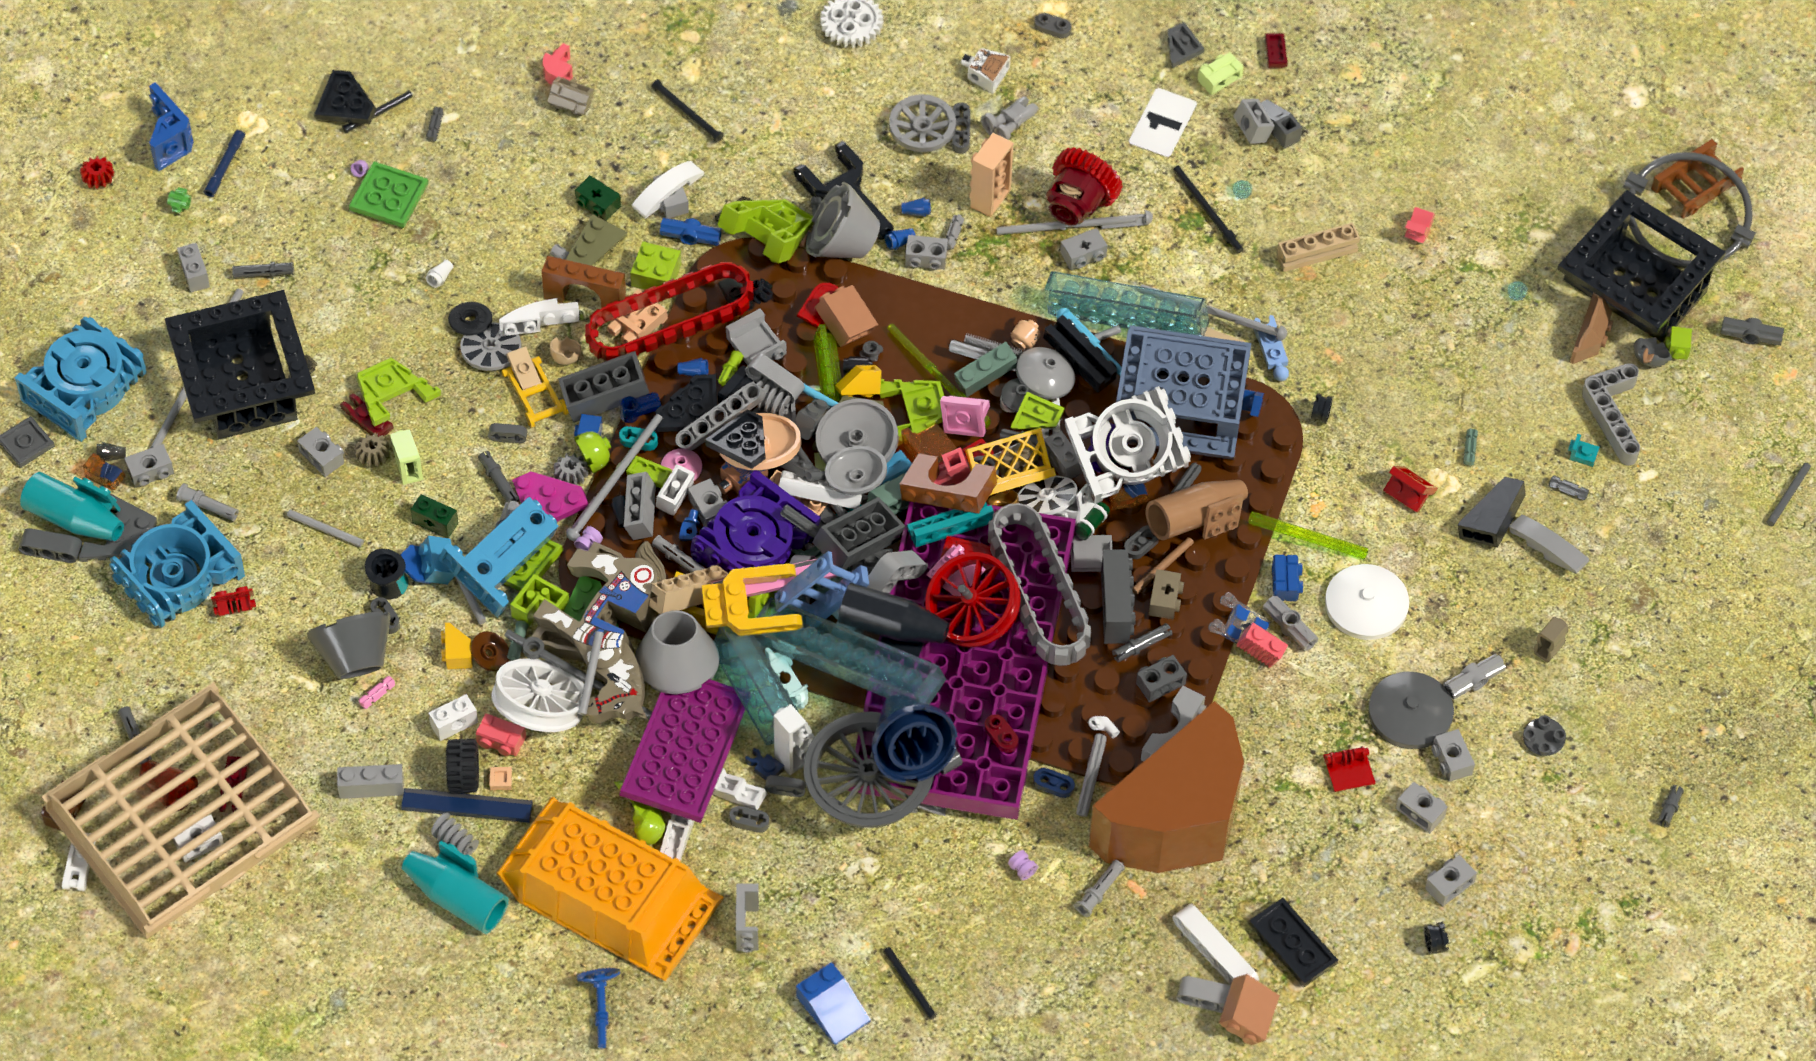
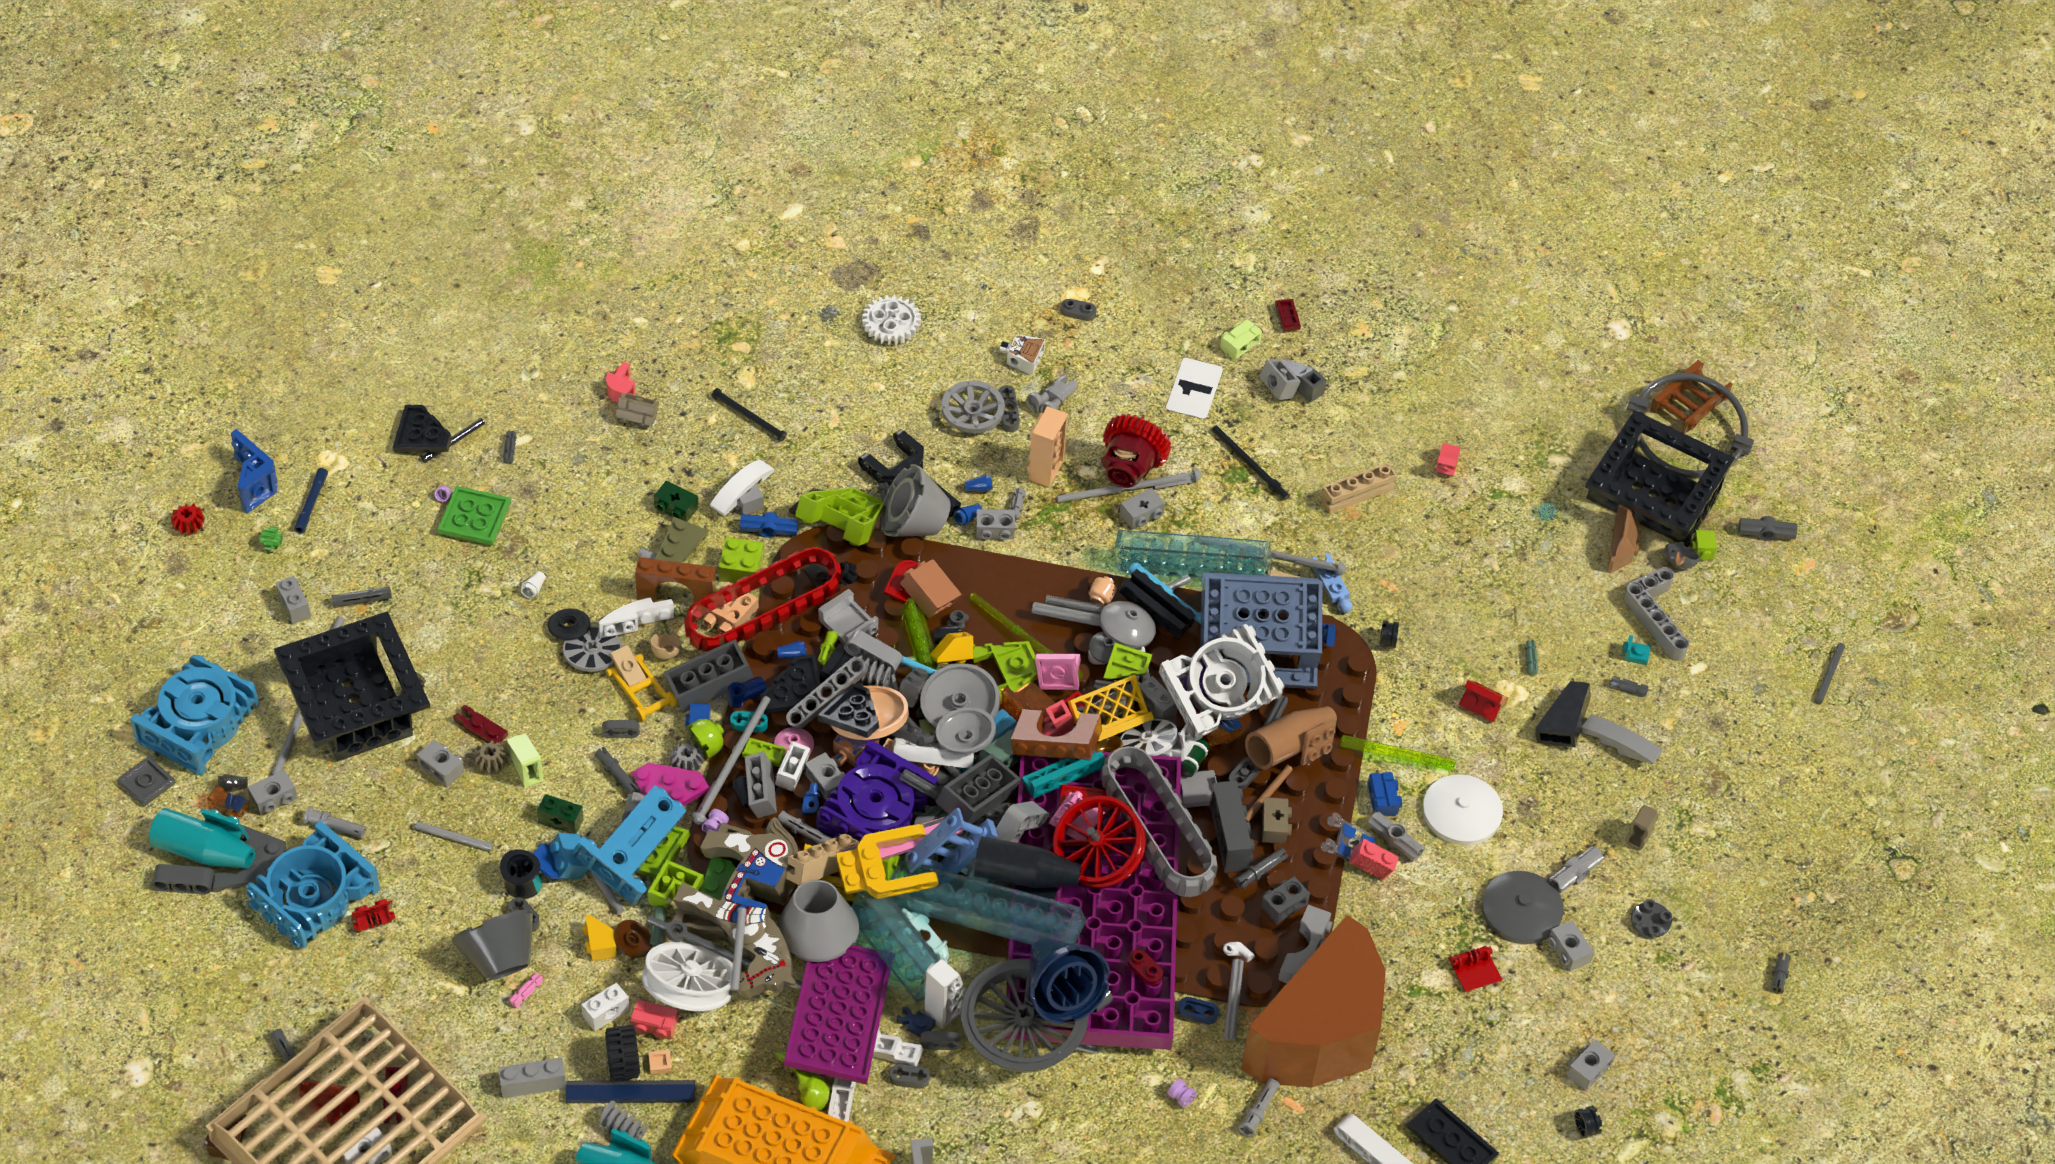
camera: 10 degrees left, 5 degrees down
(387, 381) = (498, 690): lime wing -> none
(986, 369) = (1071, 626): sand green brick -> none
(1183, 45) = (1201, 317): dark grey wing -> none
(1242, 193) = (1278, 442): clear light blue plate -> none
(1426, 818) = (1554, 1007): light grey brick -> none

